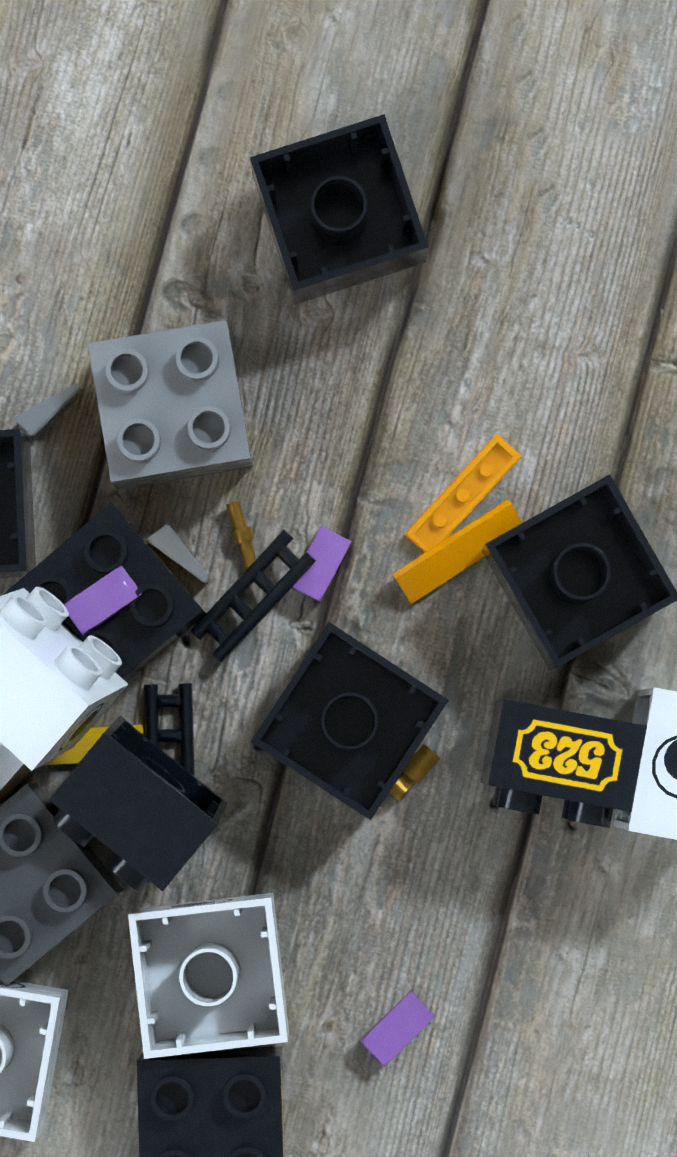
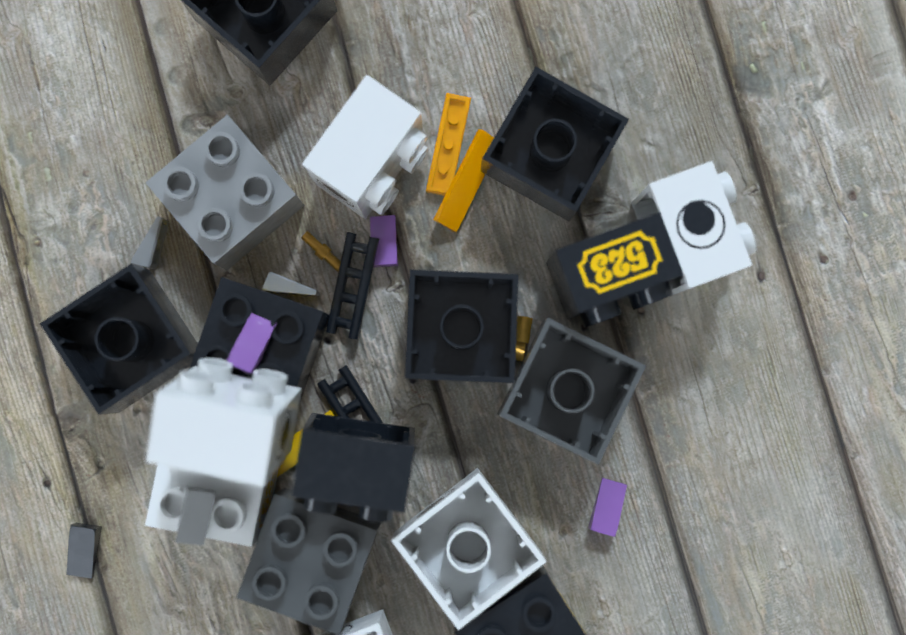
camera: 30 degrees left, 0 degrees up
(363, 453) = (367, 149): none -> white brick
(431, 867) = (571, 390): none -> dark grey brick

